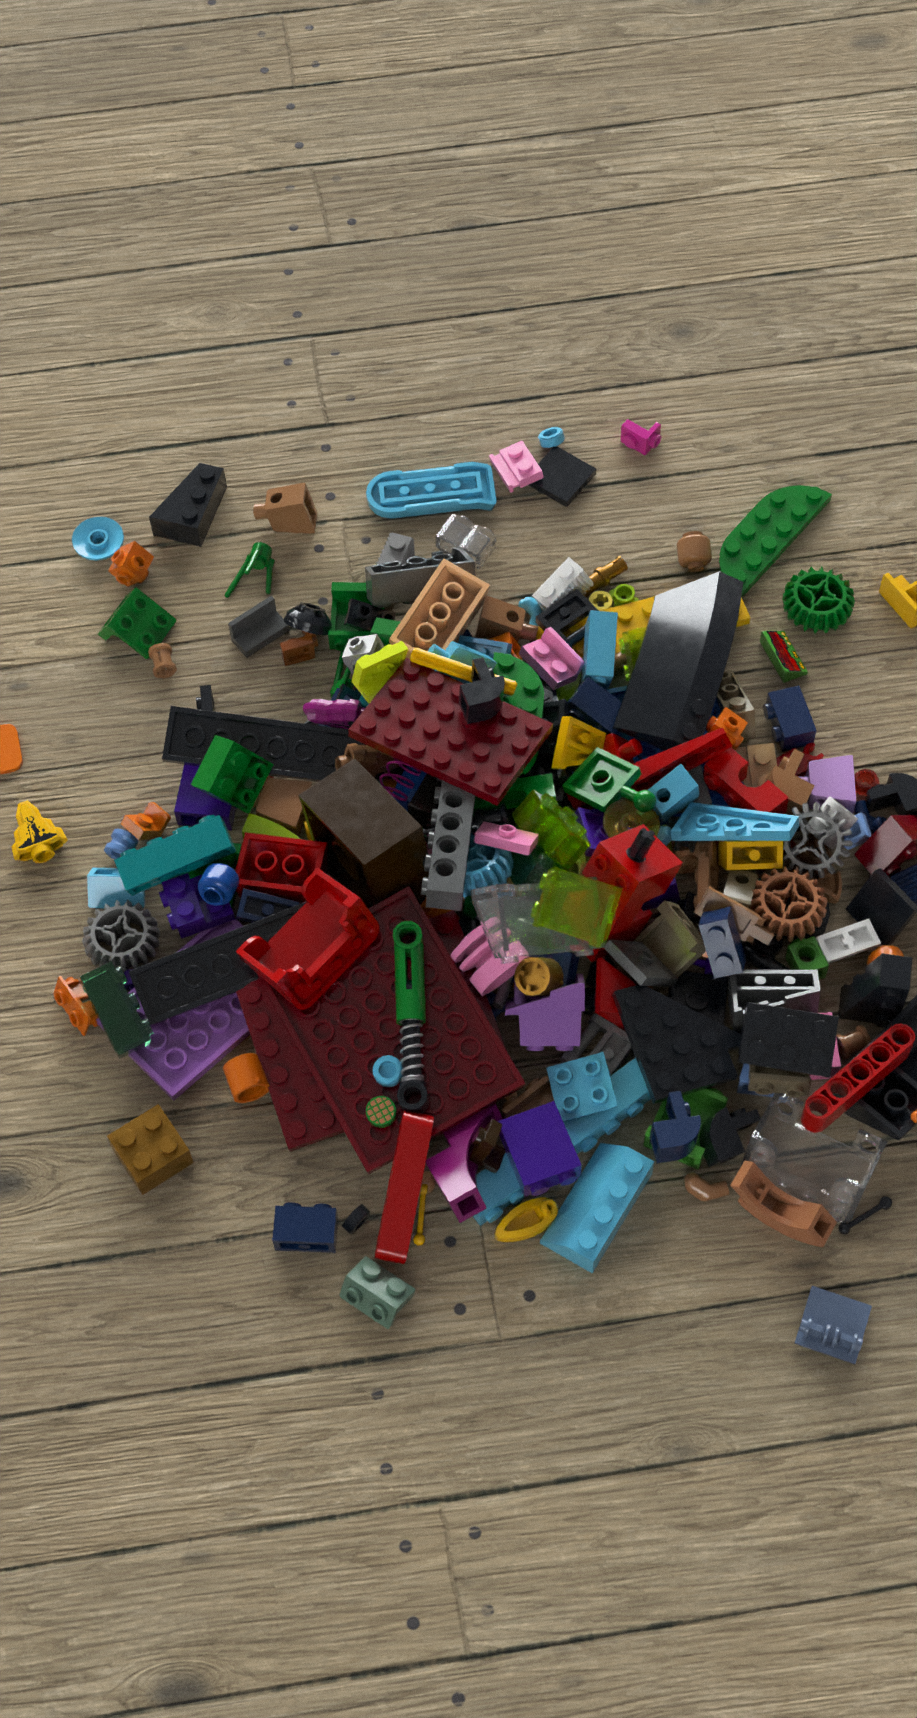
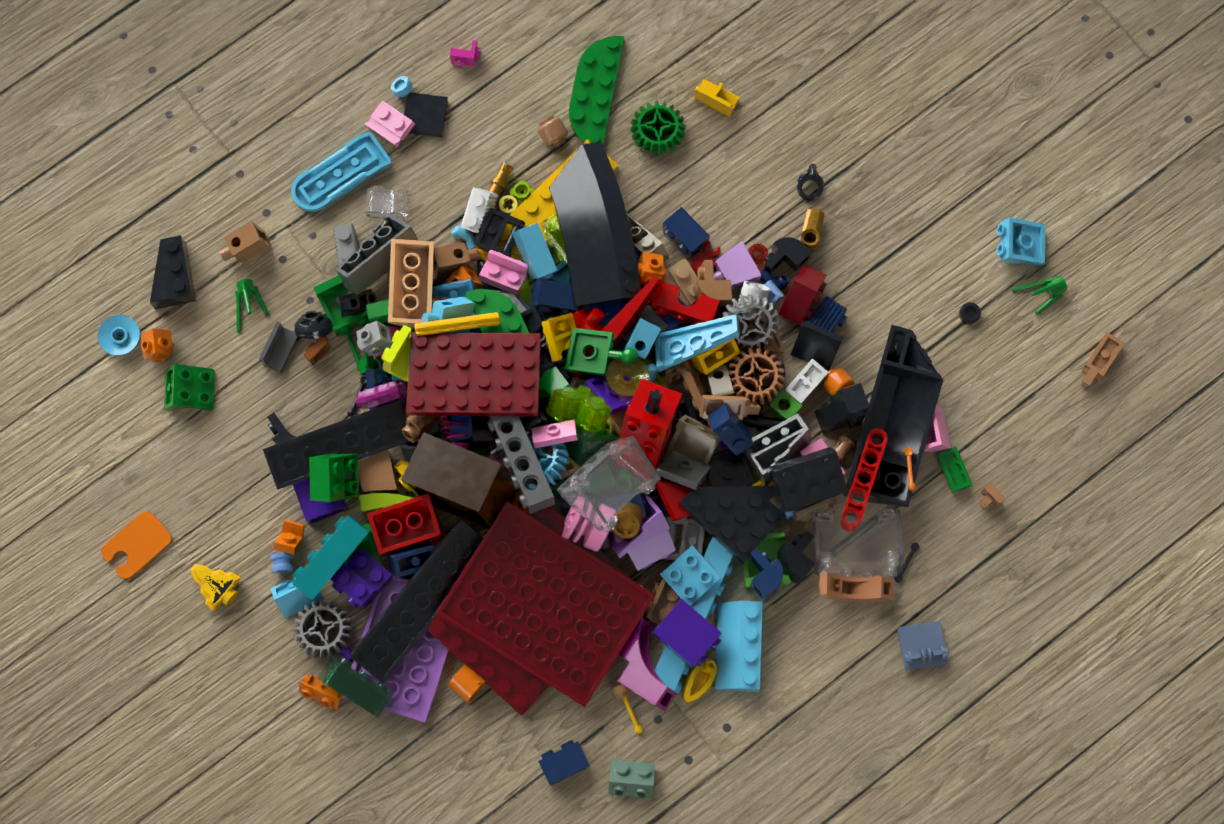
camera: 30 degrees left, 15 degrees up
(150, 1149) = (432, 765): pearl gold brick -> none
(162, 660) = (225, 408): medium nougat bush -> none
(218, 884) = (372, 562): blue head -> none
(314, 943) = (465, 576): red windscreen -> none
(356, 1219) = (592, 739): black tile -> none
(381, 1111) = (573, 664): tile -> none
(387, 1071) = (562, 634): medium azure tile -> none
(404, 1187) = (614, 704): red beam -> none
(410, 1013) = (558, 590): piece -> none
(483, 696) = (486, 340): black brick -> none
(486, 1151) = (655, 651): dark brown bracket -> none
(576, 906) = (631, 463): clear neon green panel -> none
(703, 1190) = (799, 600): medium nougat arm -> none
(782, 655) = (654, 182): slope -> none

